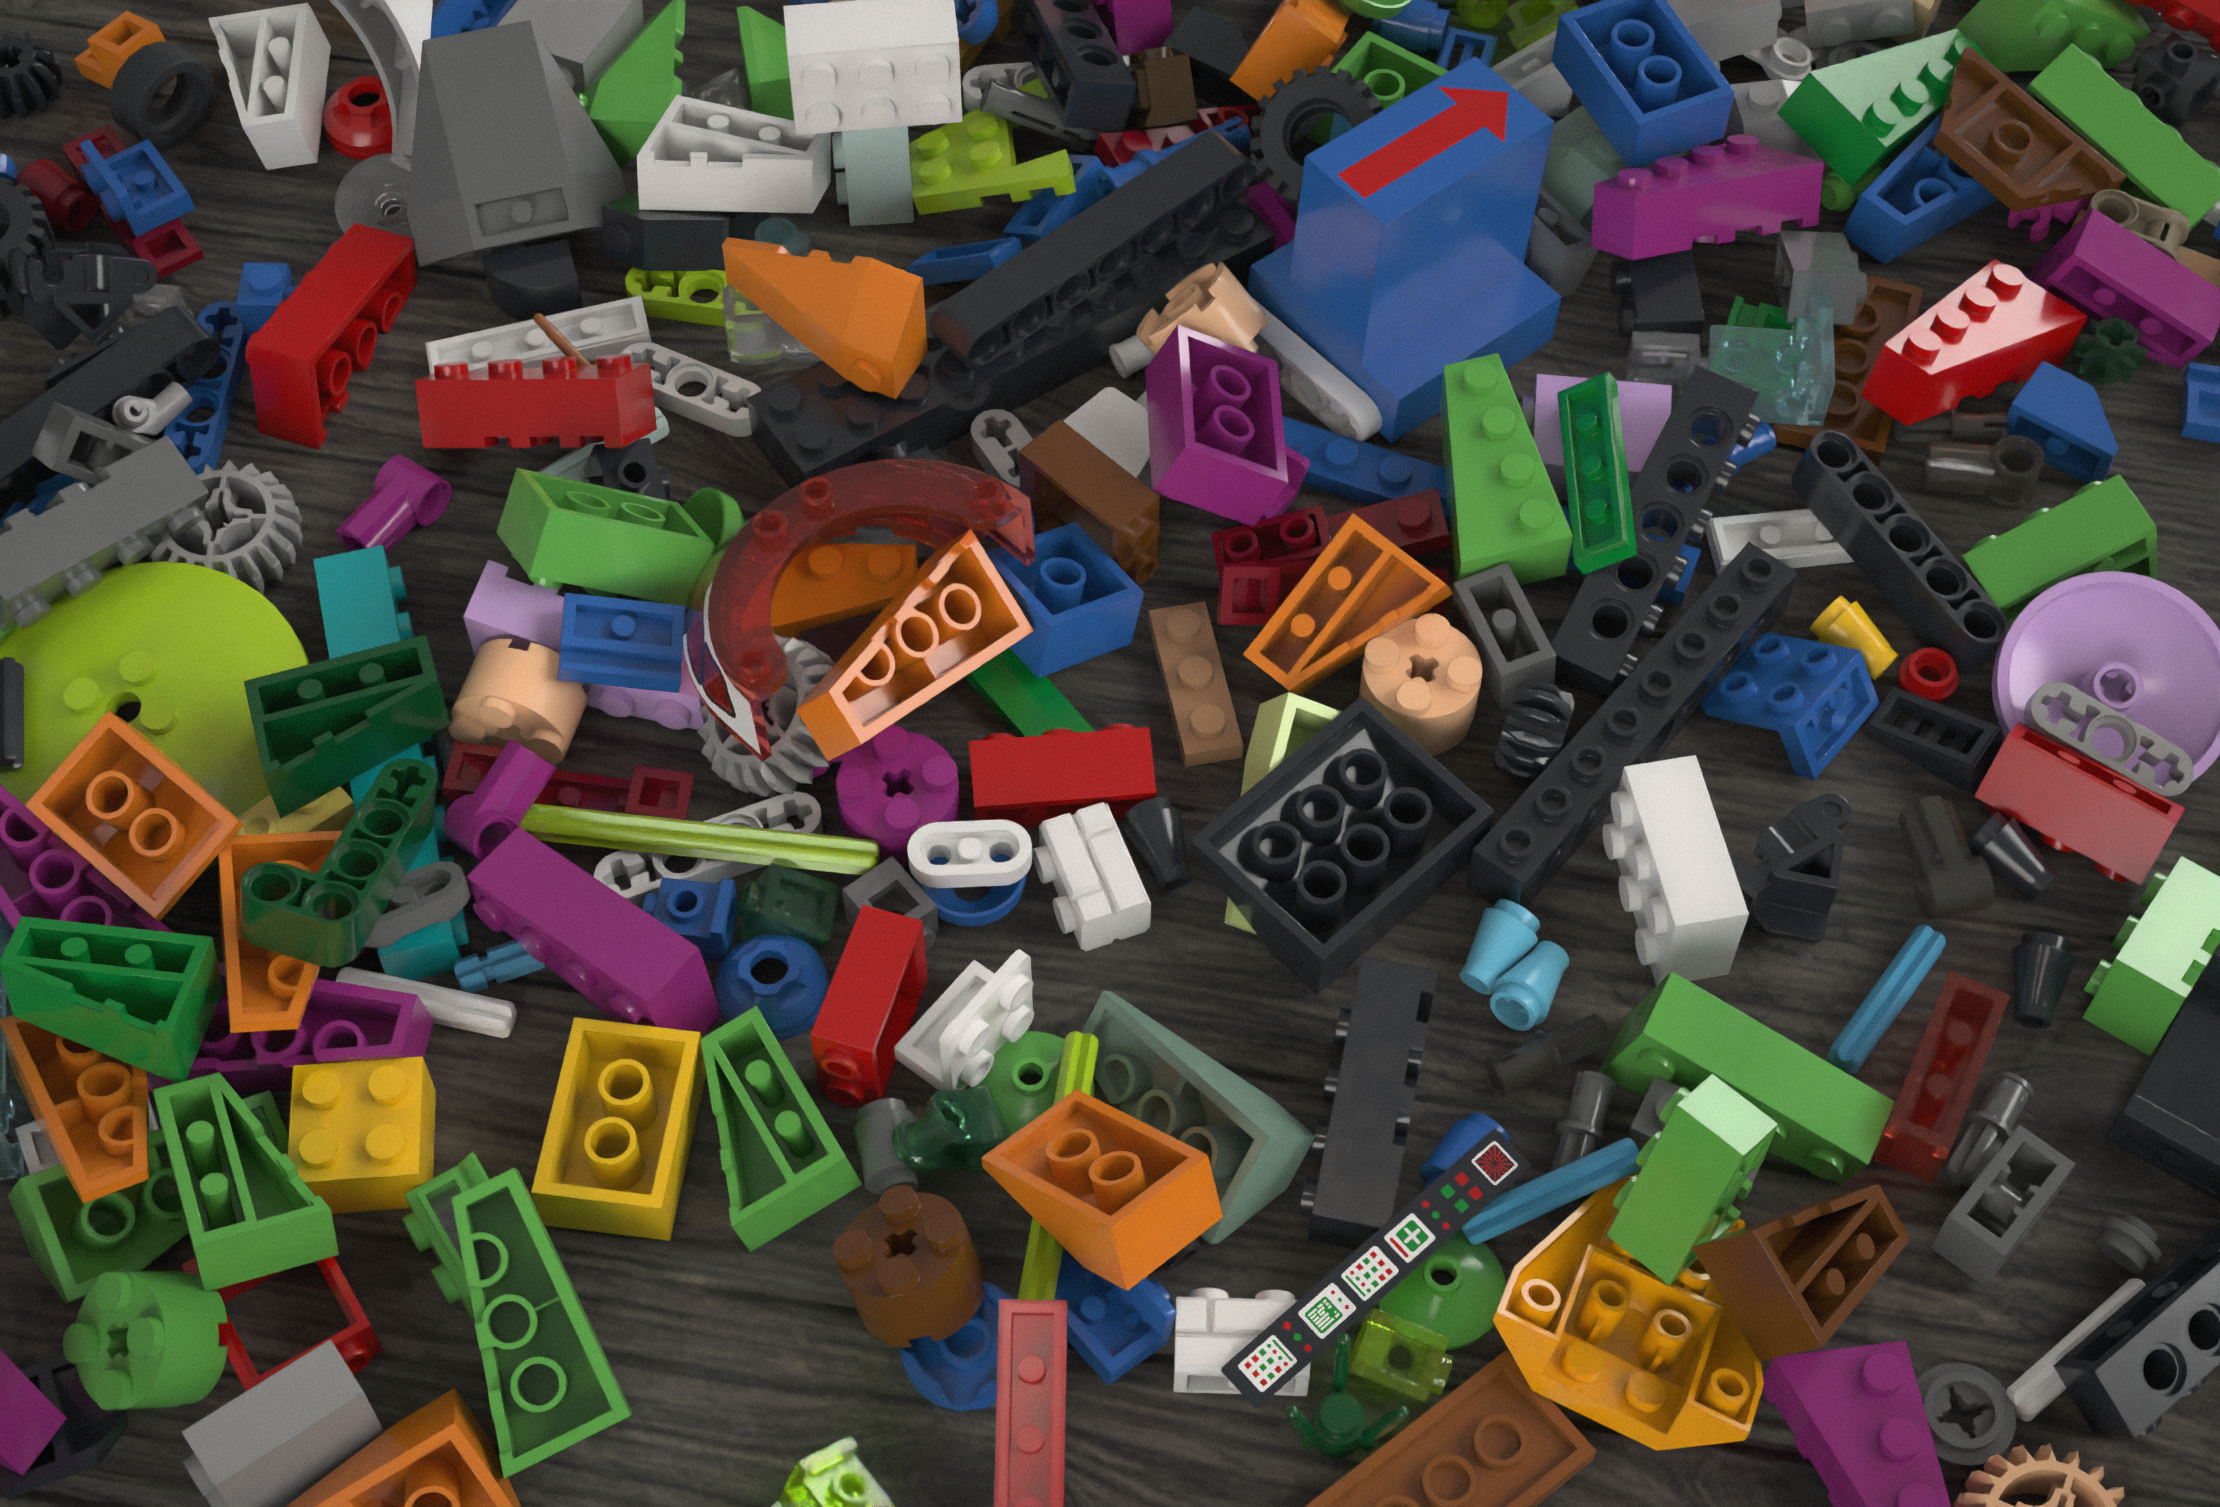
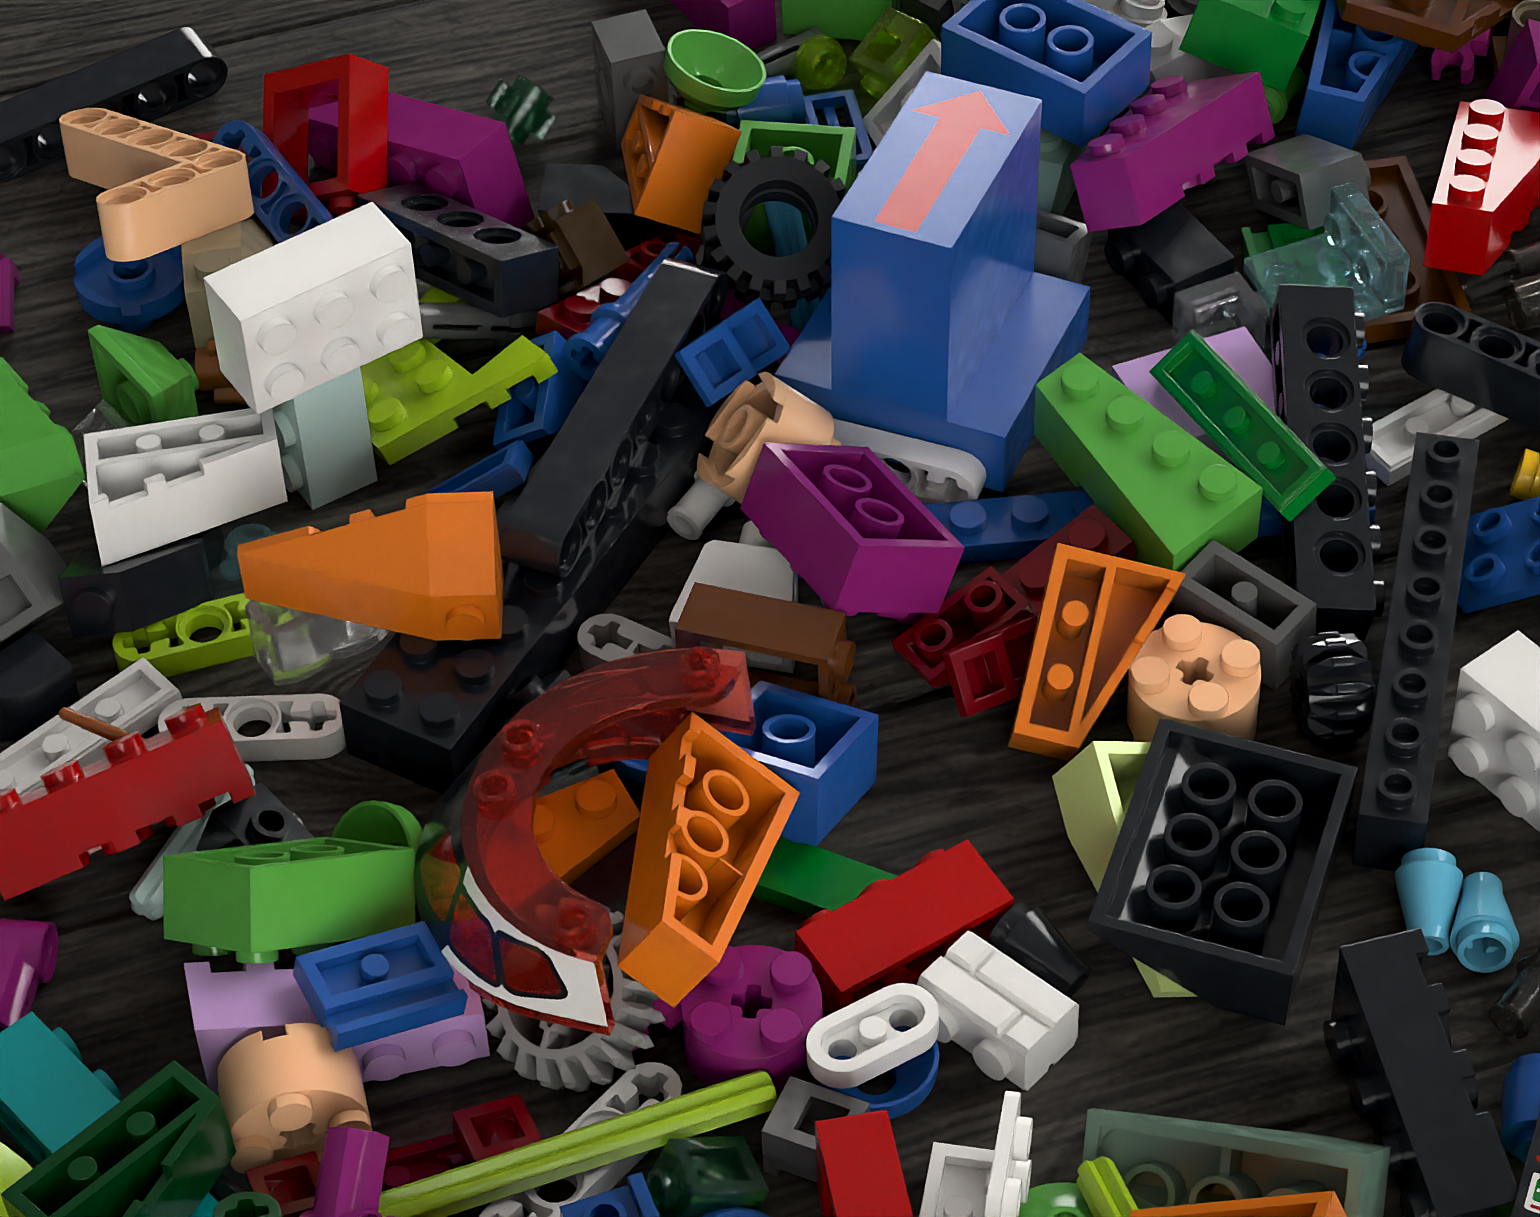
camera: 25 degrees left, 10 degrees down
(1195, 684) = (966, 791): medium nougat plate -> none
(1220, 233) = (732, 352): none -> blue slope

